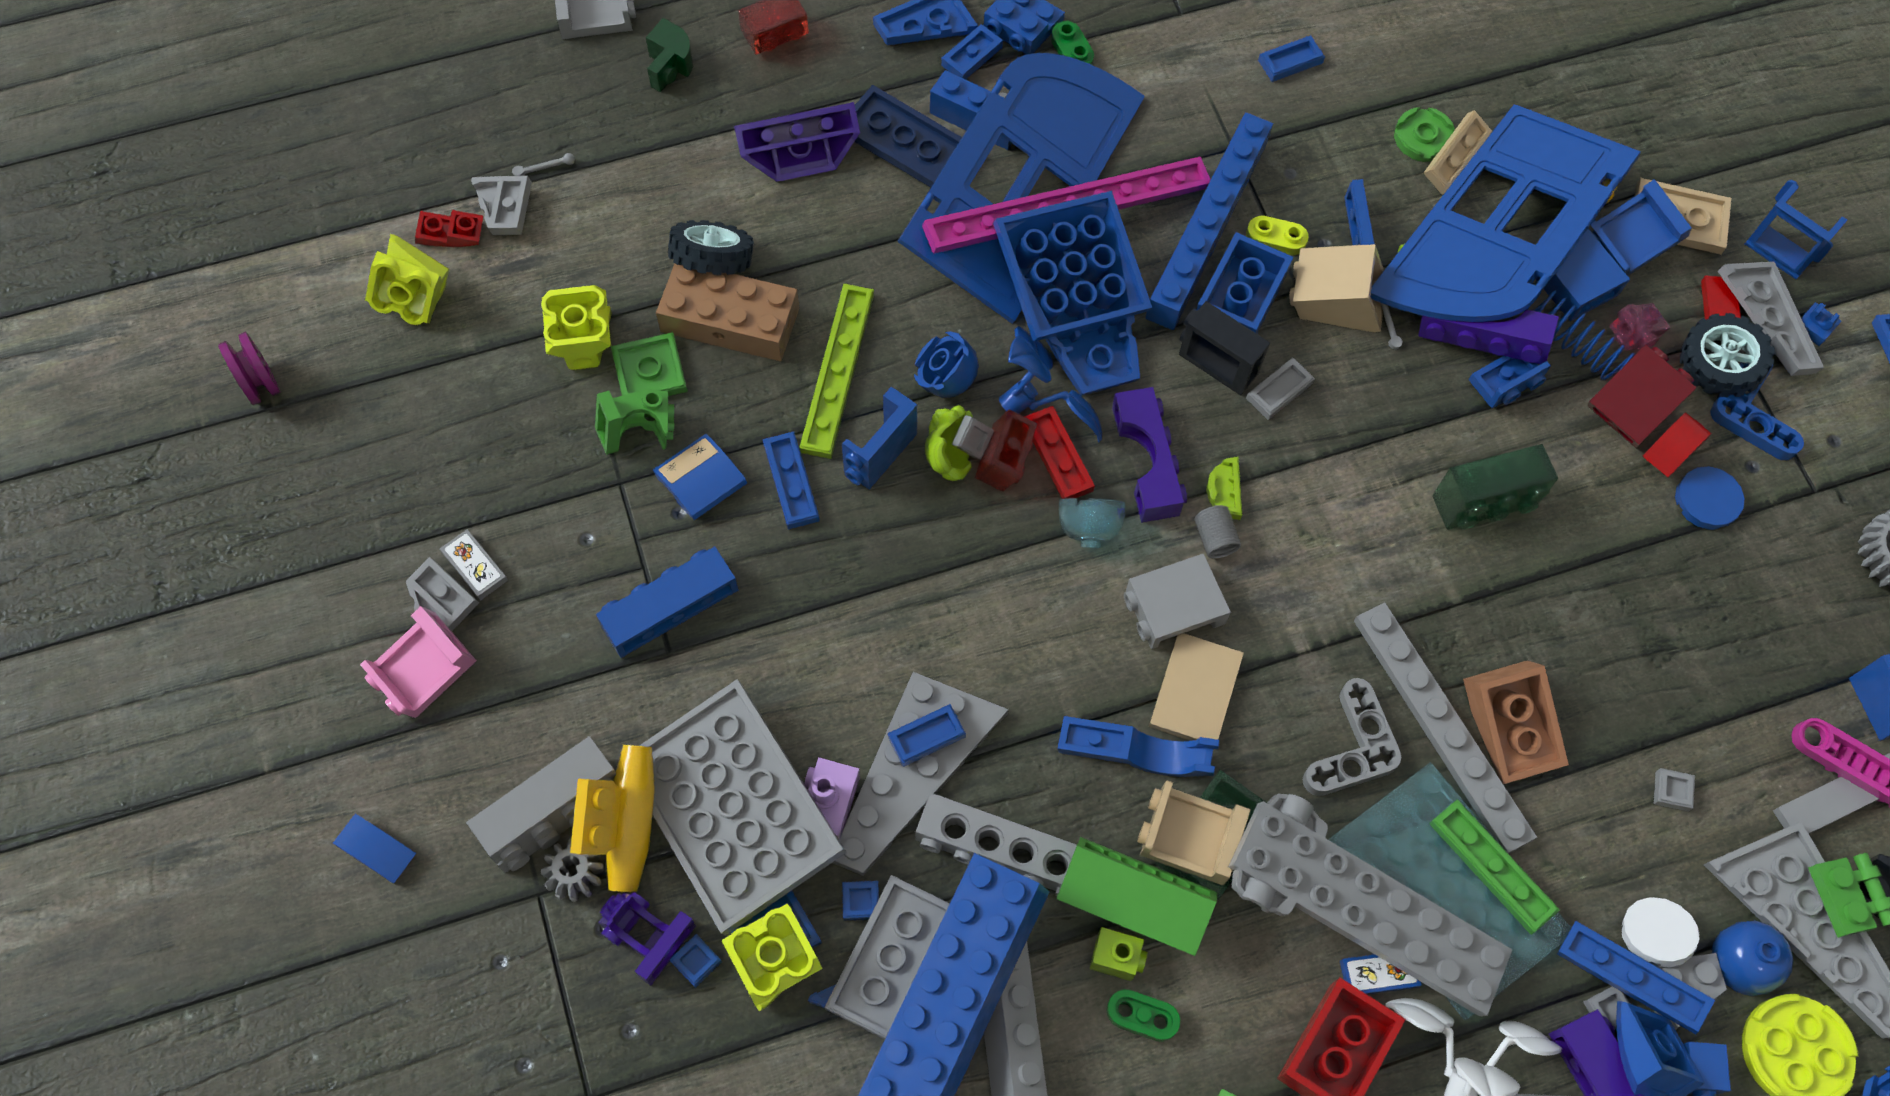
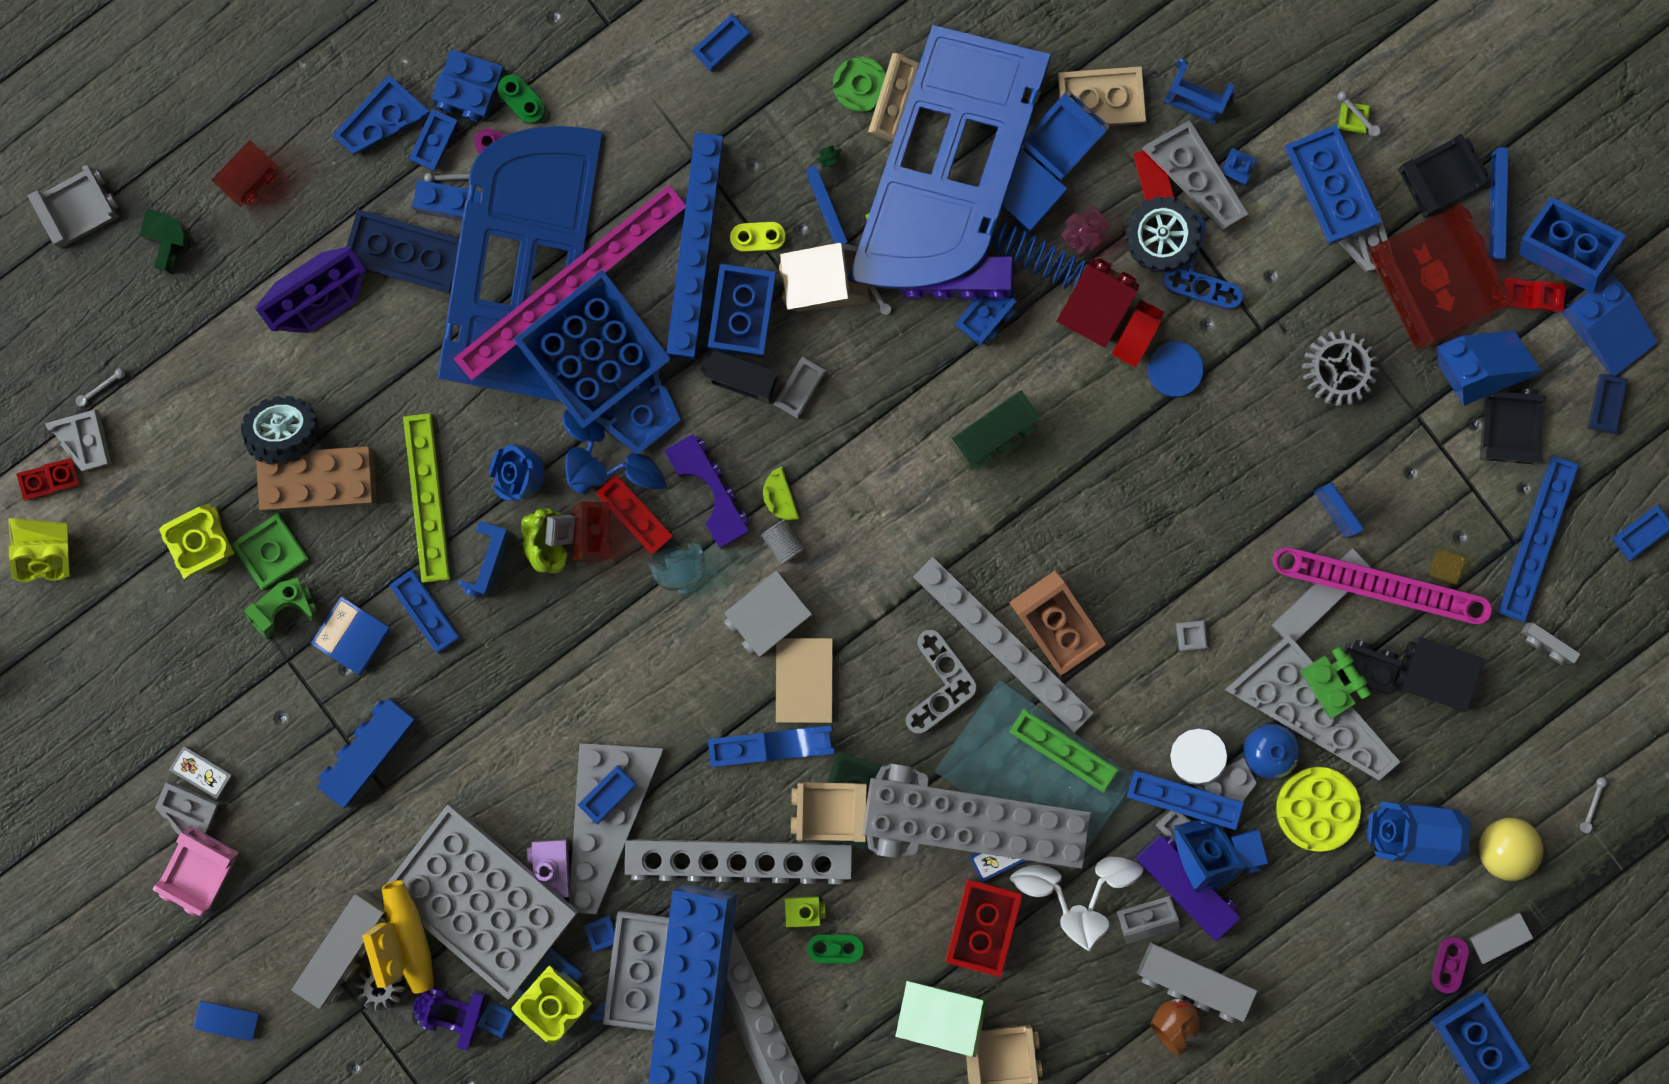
camera: 15 degrees left, 20 degrees up
(1137, 896) = (803, 870): bright green brick -> none
(1376, 182) = (829, 156): none -> dark green plate

